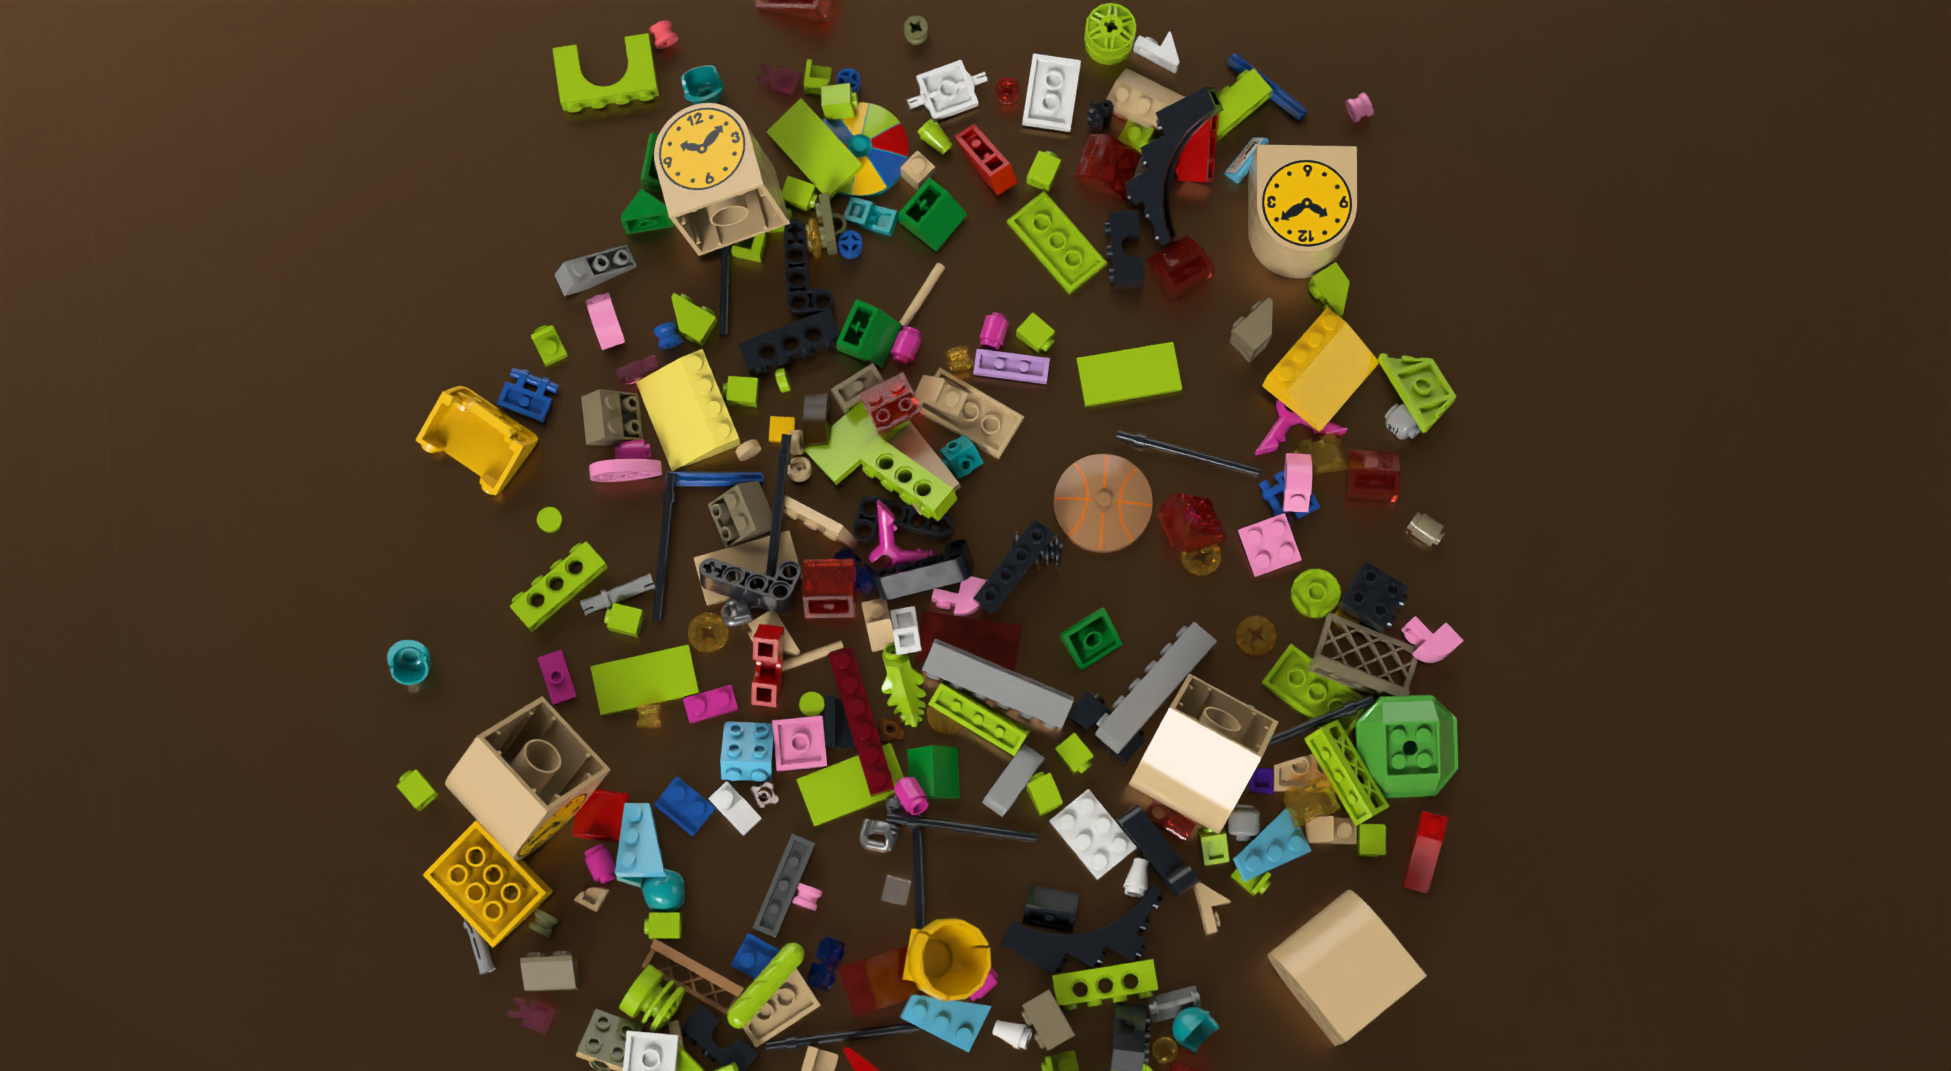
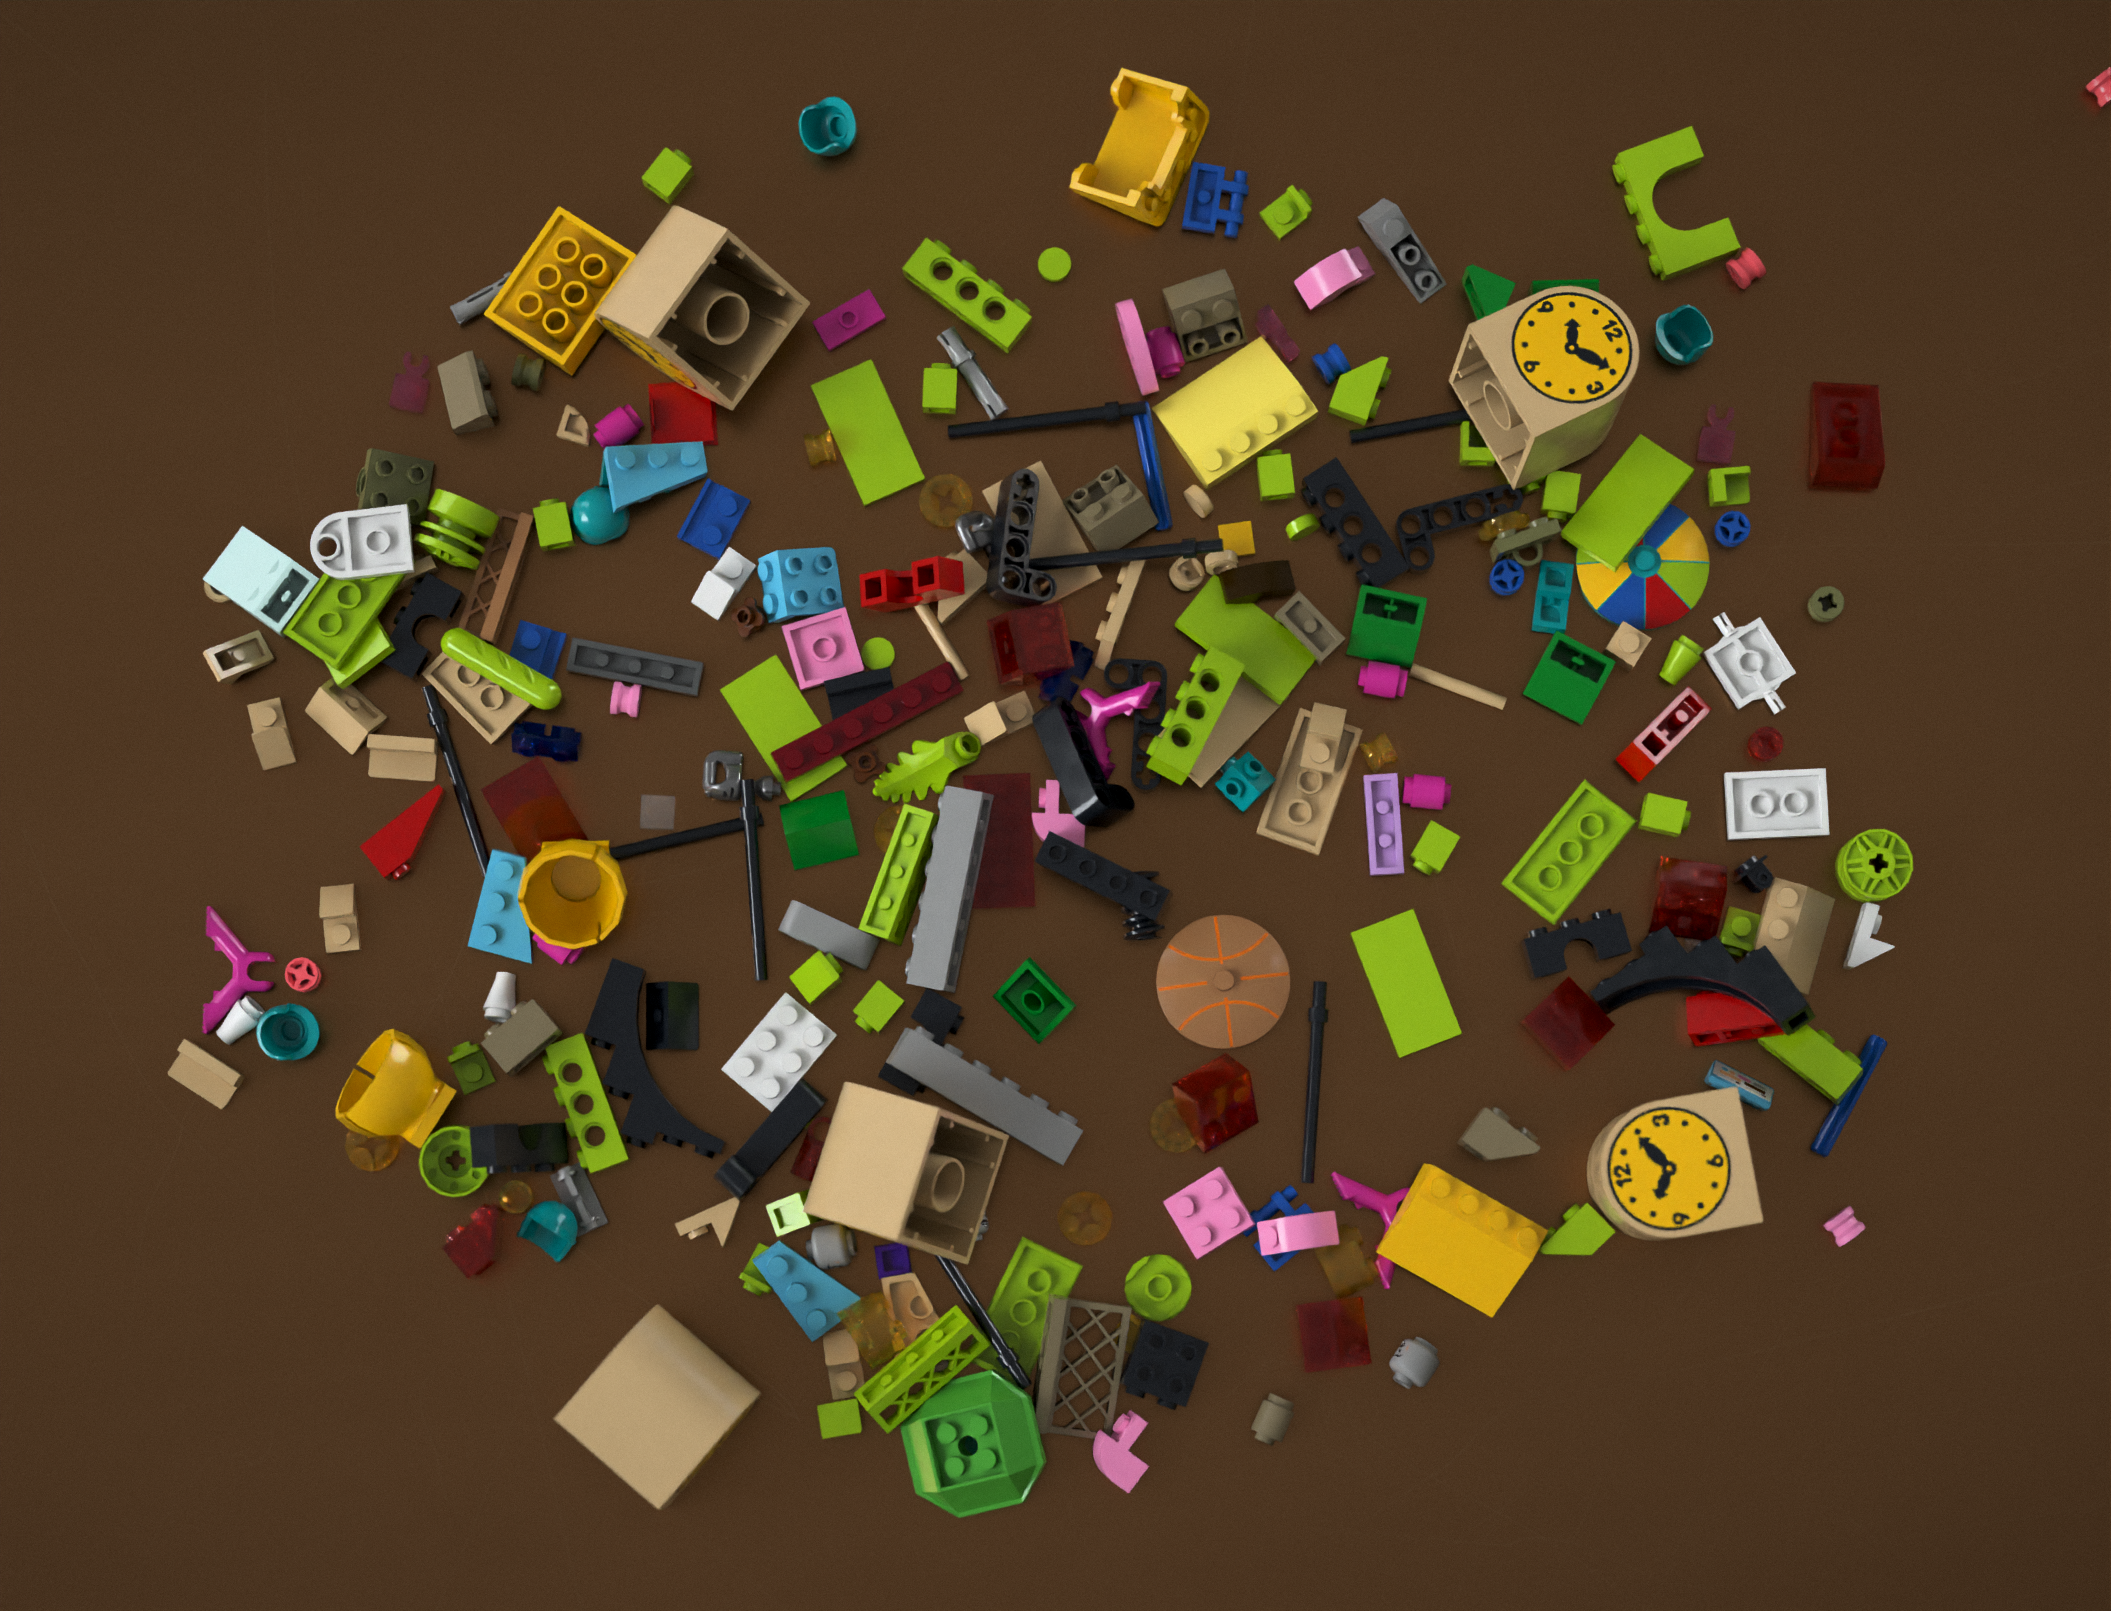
camera: 80 degrees right, 5 degrees up
(710, 704) = (853, 524): dark pink plate -> none
(838, 101) = (1699, 520): lime brick -> none
(891, 403) = (1292, 673): clear red slope -> none
(906, 630) = (997, 756): white slope -> none
(911, 795) = (780, 805): dark pink brick -> none
(1137, 879) = (731, 1121): white cone -> none
(1420, 387) = (1465, 1376): lime wing -> none
(1424, 851) = (838, 1491): red slope -> none

